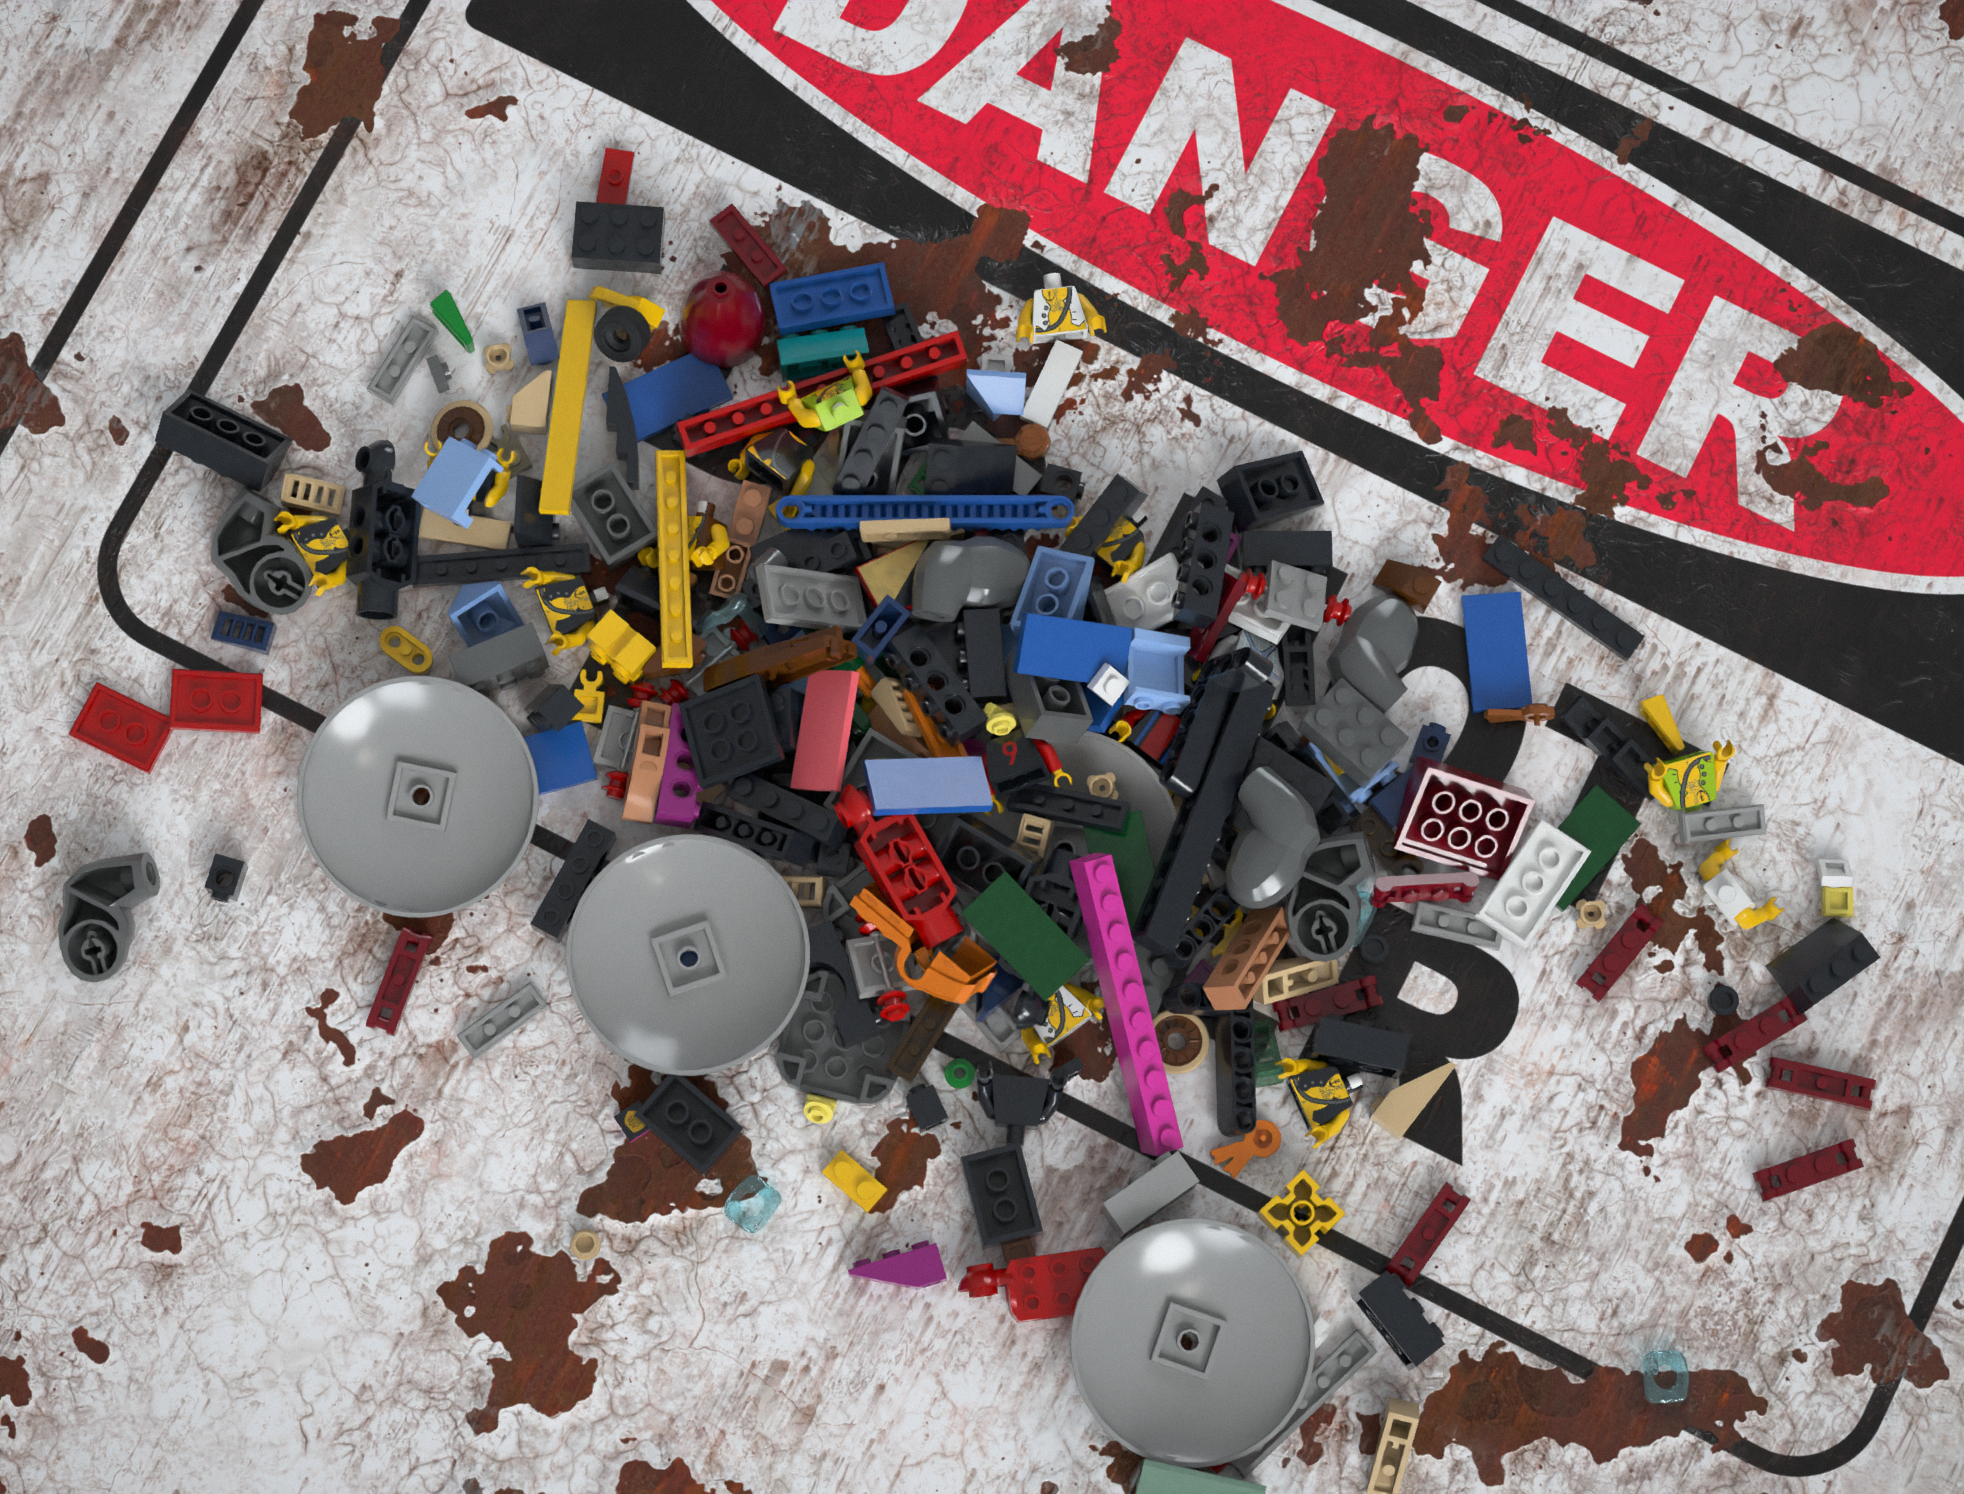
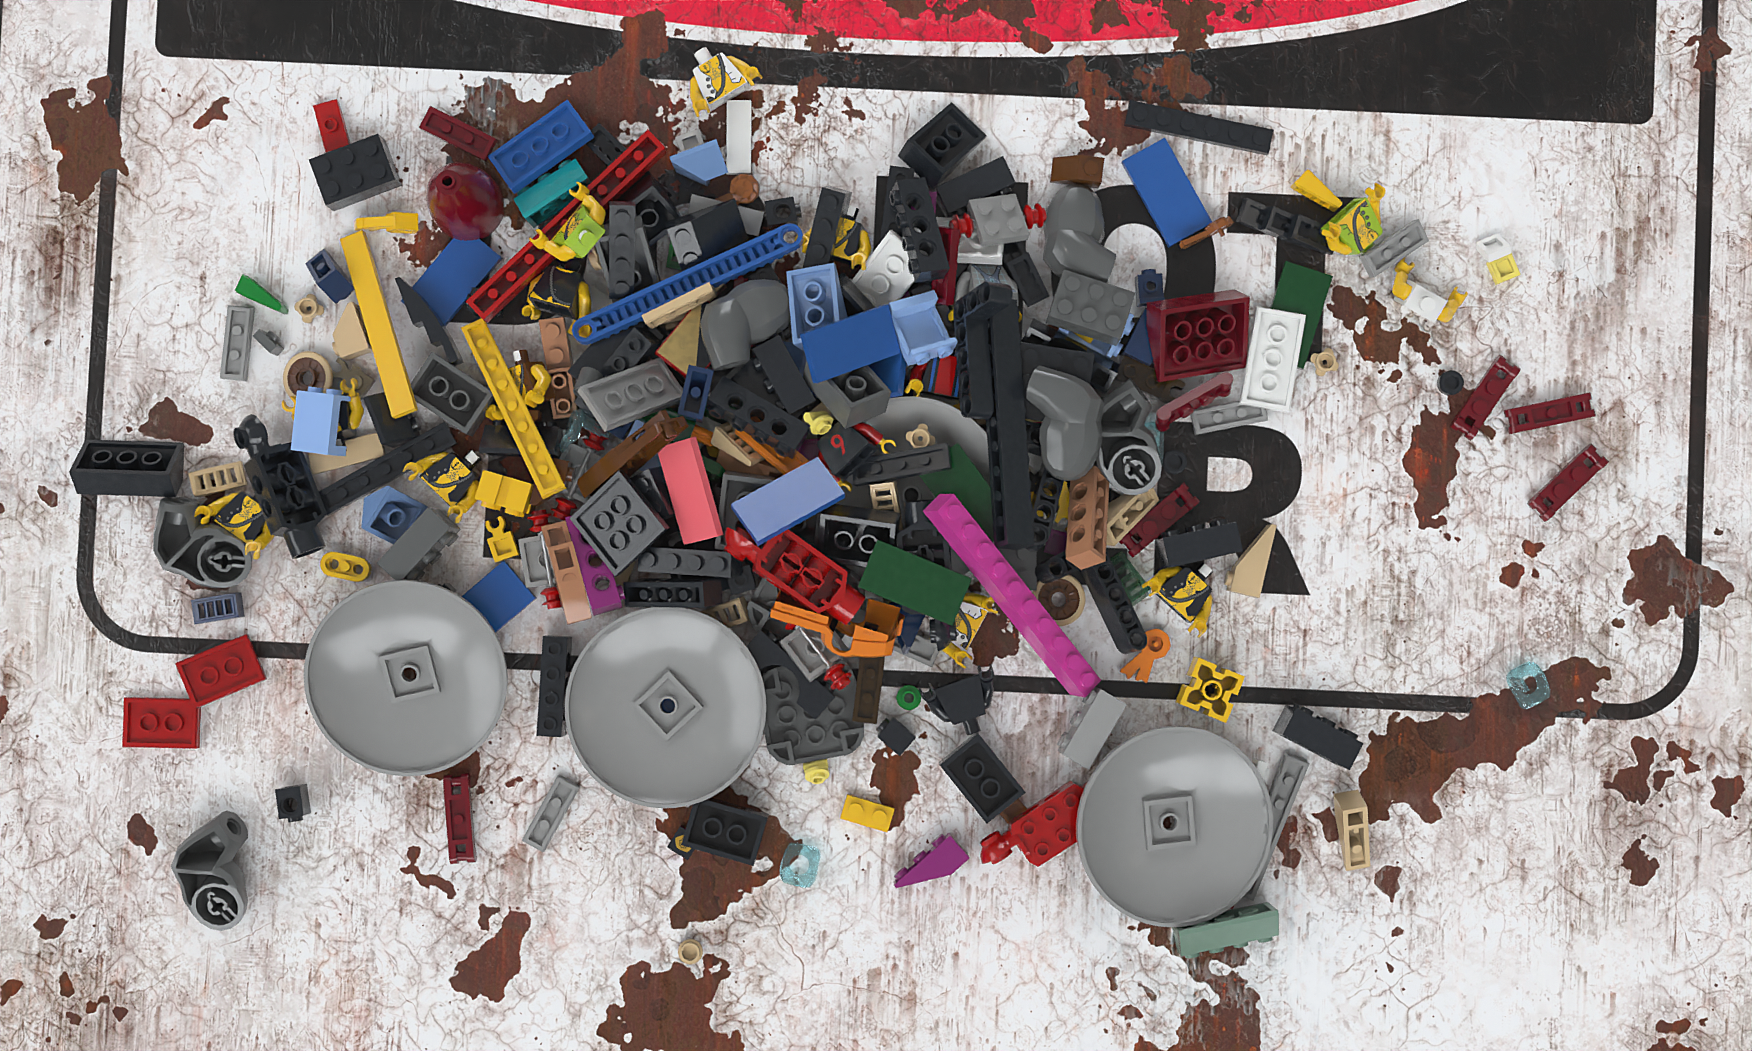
camera: 20 degrees left, 10 degrees up
(552, 708) = (476, 566): black brick -> none
(628, 320) = (395, 236): black tyre -> none
(1074, 1068) = (989, 659): black tile -> none
(1108, 684) = (889, 356): white plate -> none
(1427, 1234) = (1308, 659): dark red plate -> none
(1620, 952) = (1358, 381): dark red plate -> none
(1821, 963) = (1515, 322): black slope -> none

